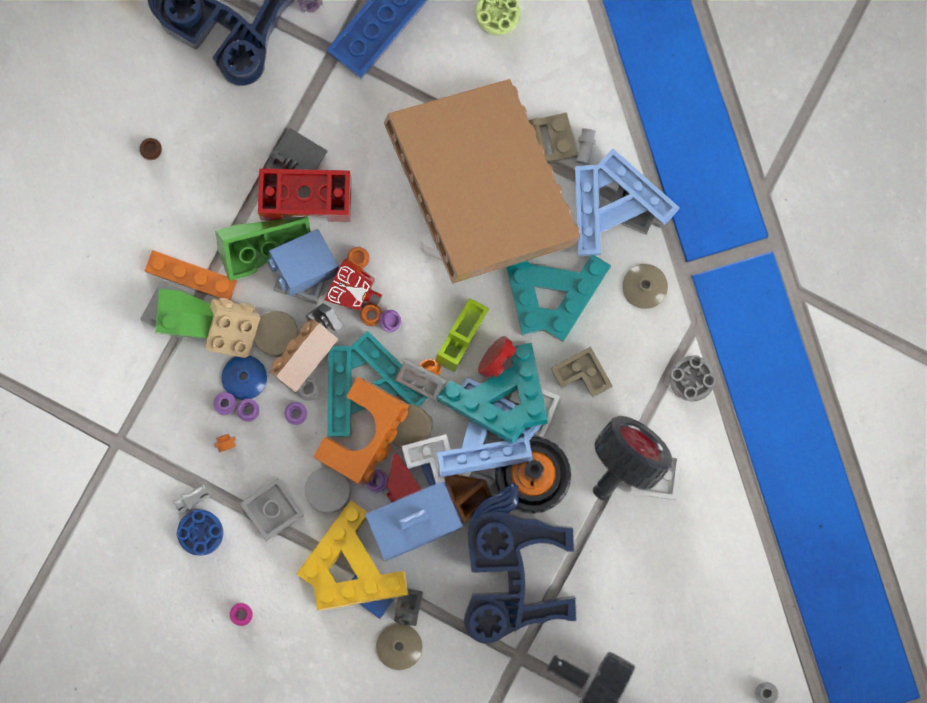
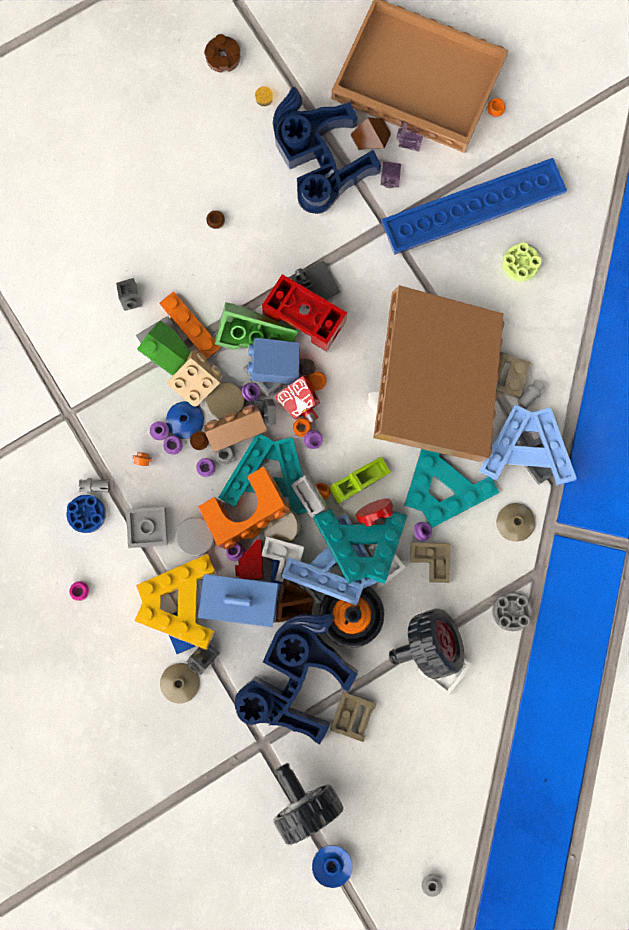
camera: 30 degrees right, 0 degrees up
(106, 280) = (128, 294): none -> dark grey bracket
(272, 389) = (199, 440): none -> reddish brown plate
(296, 308) = (253, 388): none -> medium lavender plate
(339, 249) = (307, 367): none -> clear smoke plate
(556, 349) = (422, 531): none -> medium lavender plate
(586, 578) = (346, 715): none -> dark tan plate

